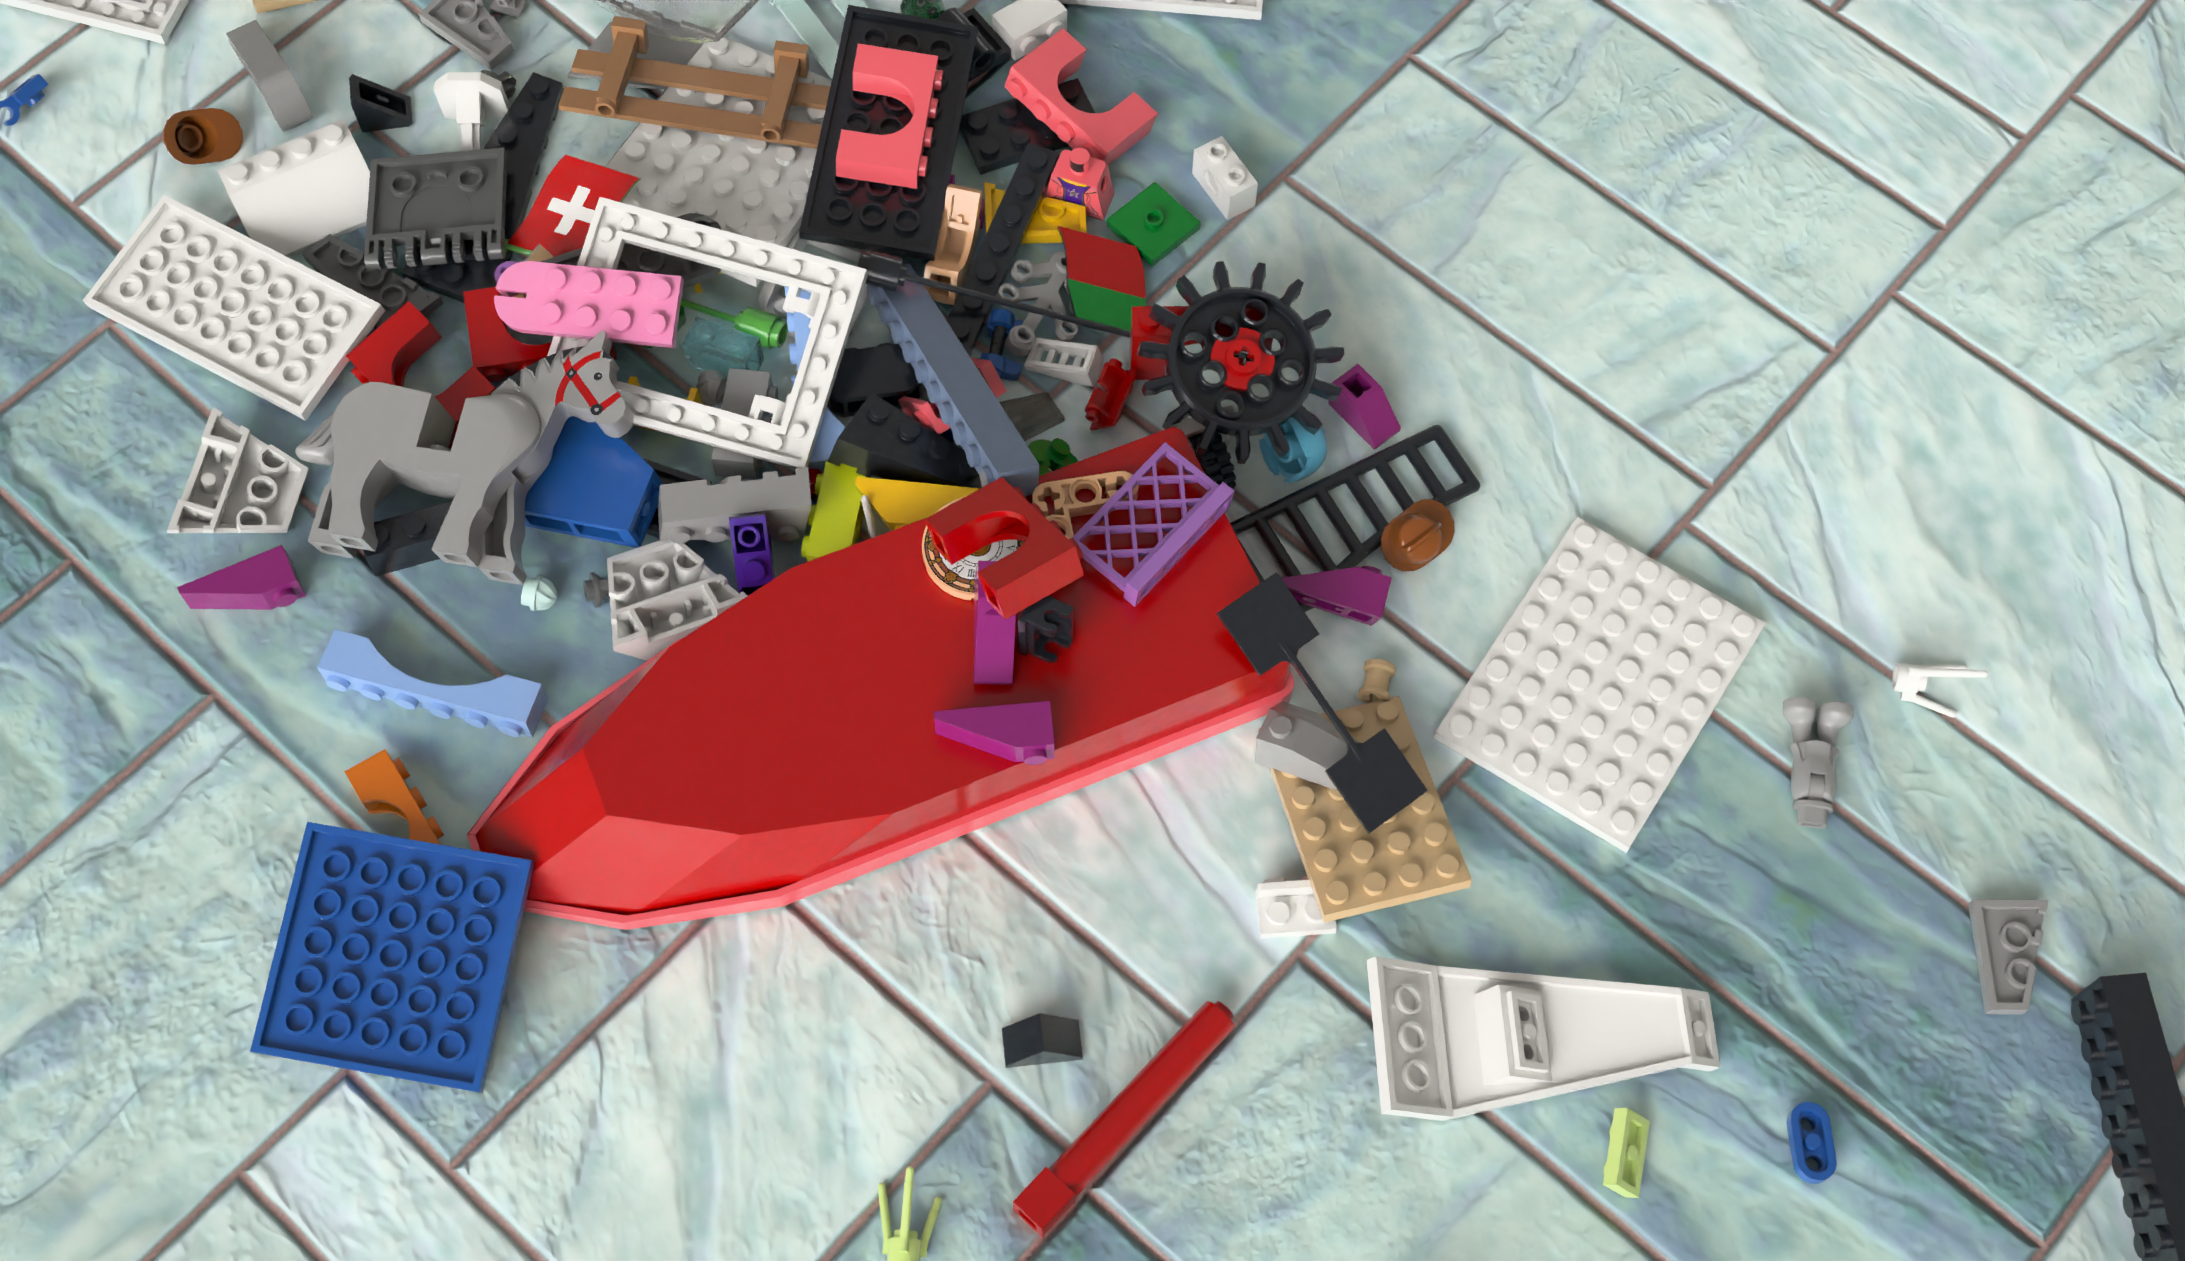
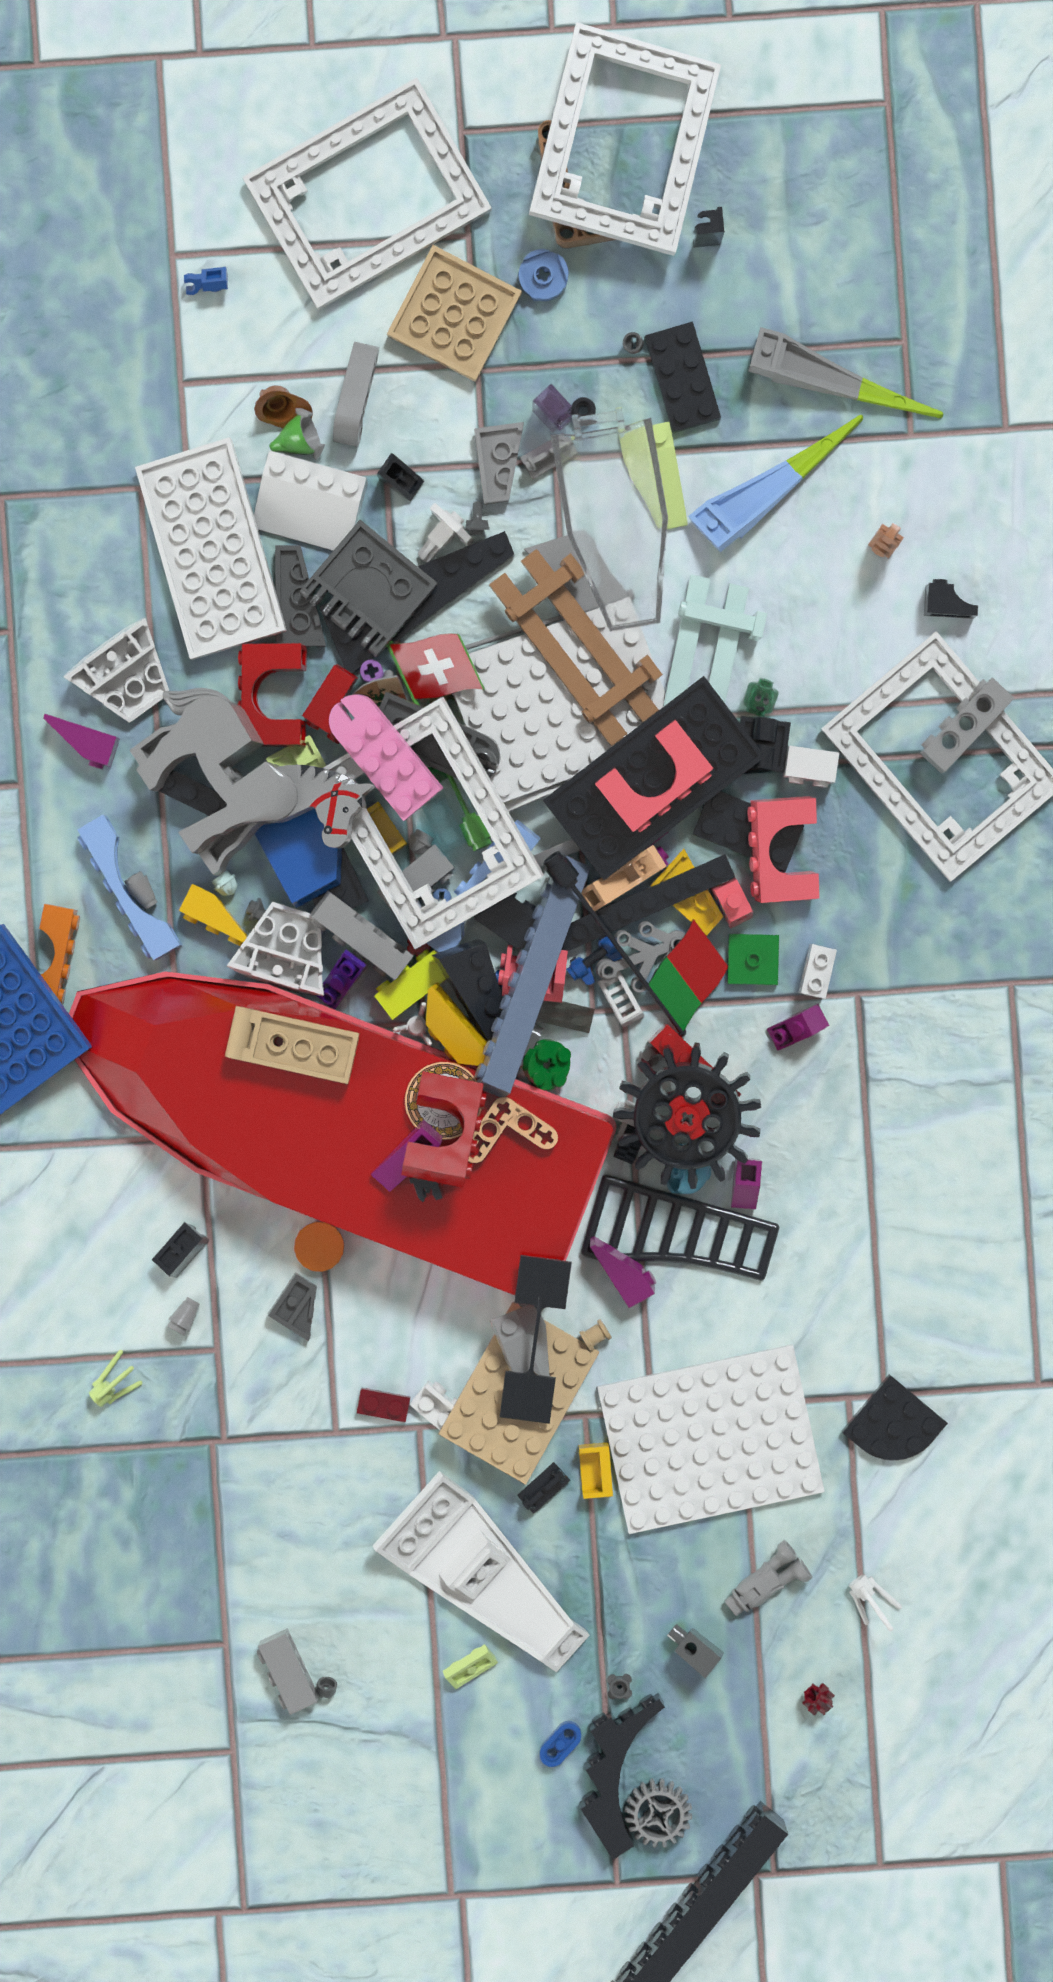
camera: 50 degrees right, 25 degrees up
(238, 143) = (299, 436): none -> bright green hat
(446, 672) = (141, 890): none -> light grey cone
(550, 631) = (209, 909): none -> yellow slope
(773, 615) = (306, 1045): none -> tan hinge
(843, 1000) = (180, 1250): none -> black hinge
(917, 1073) = (184, 1316): none -> light grey cone
(996, 862) = (319, 1246): none -> orange tile
(1009, 731) = (363, 1219): magenta slope -> none
(1032, 945) = (296, 1306): none -> dark grey wing
(1041, 1041) = (255, 1356): black slope -> none
(1057, 1187) = (197, 1432): red brick -> none
(1106, 406) = (615, 1051): red hinge -> none
(1139, 382) = (651, 1055): none -> light grey hinge
(1180, 535) = (540, 1195): medium lavender fence -> none
(1234, 963) = (383, 1404): none -> dark red plate
(1259, 237) = (798, 1027): none -> magenta slope
(1417, 535) = (700, 1277): dark orange piece -> none
(1492, 886) = (543, 1488): none -> black hinge
(1525, 814) = (595, 1470): none -> yellow panel
(1751, 502) = (894, 1423): none -> black plate
(1810, 1018) = (623, 1692): none -> dark grey plate
(1832, 892) = (703, 1658): none -> dark grey torso
(1887, 1121) = (604, 1769): none -> black arch
(2001, 826) = (818, 1699): none -> dark red gear
(2006, 951) = (754, 1751): light grey wing -> none
(2023, 1113) = (650, 1818): none -> light grey gear

